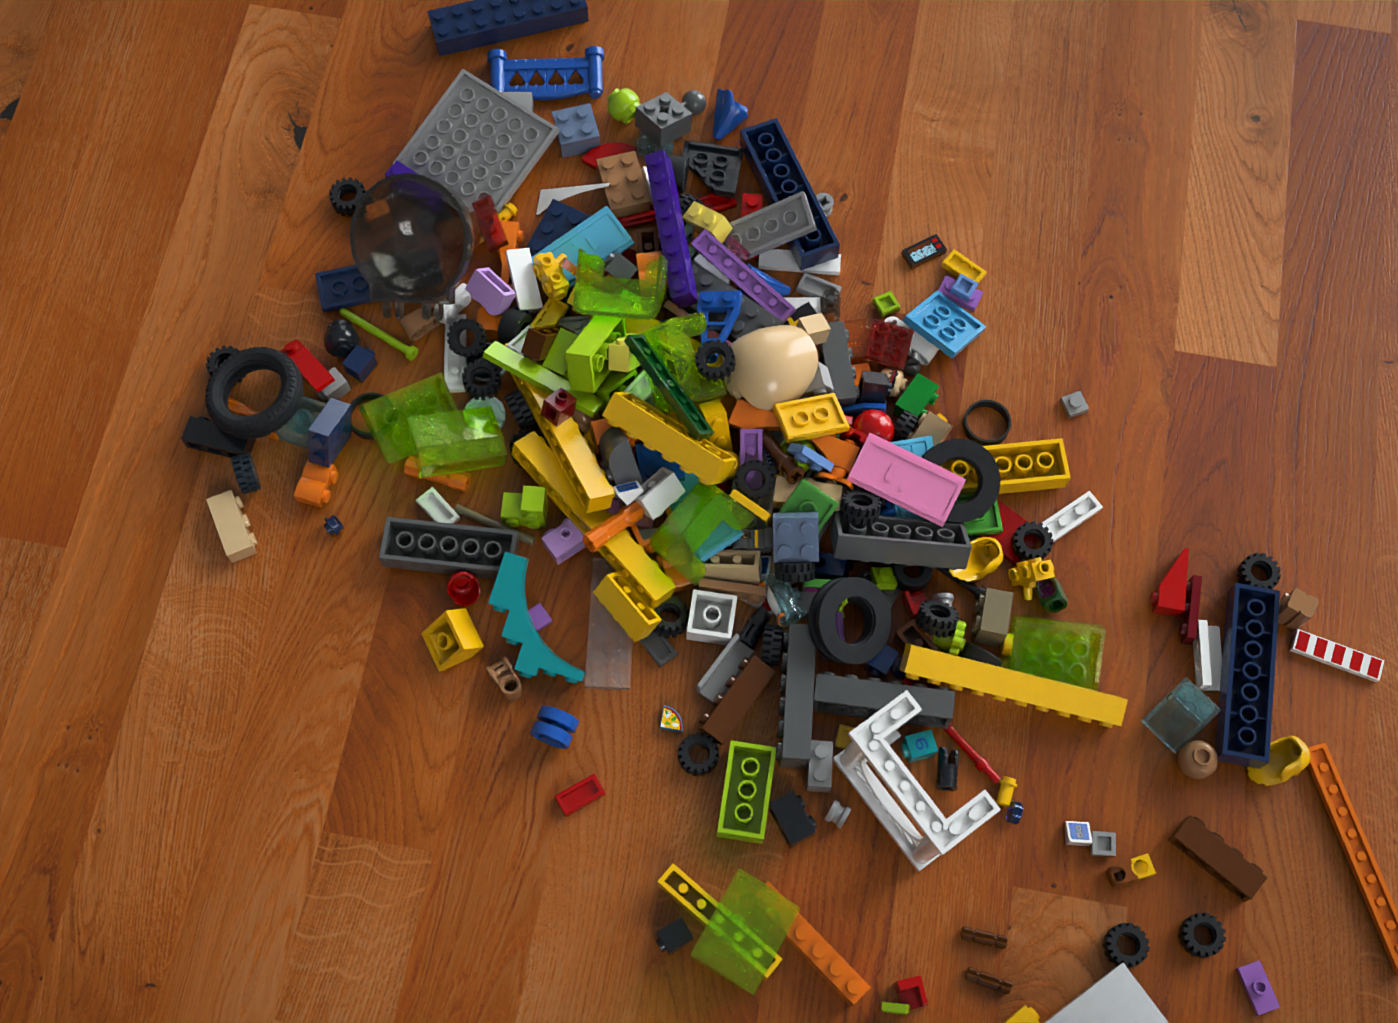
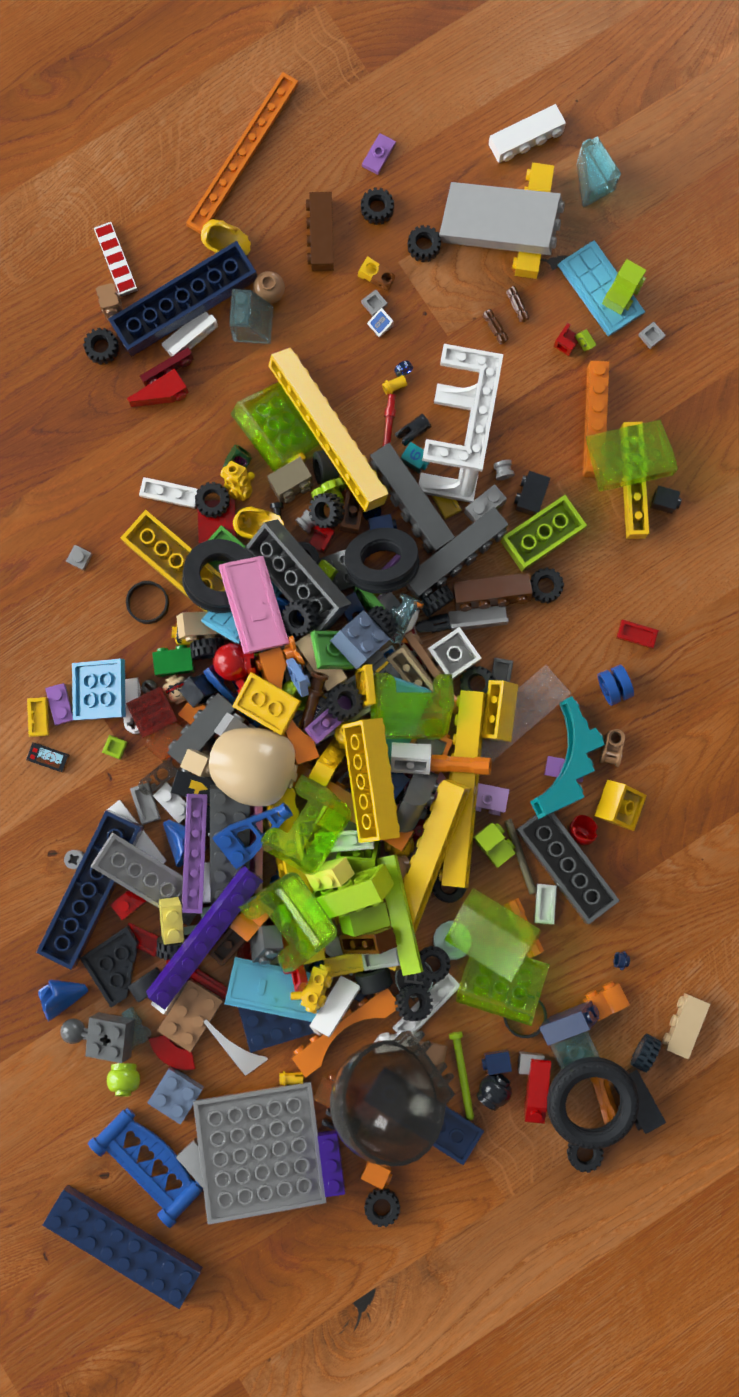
camera: 130 degrees left, 15 degrees up
(490, 223) = (312, 1076): clear red tile -> none
(490, 291) = (368, 1018): lavender brick -> none
(520, 409) = (431, 916): black tyre -> none
(558, 406) = (414, 878): dark red brick -> none
(629, 491) = (430, 774): white slope -> none
(668, 386) = (337, 813): dark green plate -> none
(671, 720) = (540, 622): tile -> none
(717, 372) = (303, 797): black tyre -> none
(736, 248) = (175, 878): clear pink plate -> none
(964, 287) = (56, 701): medium blue tile -> none

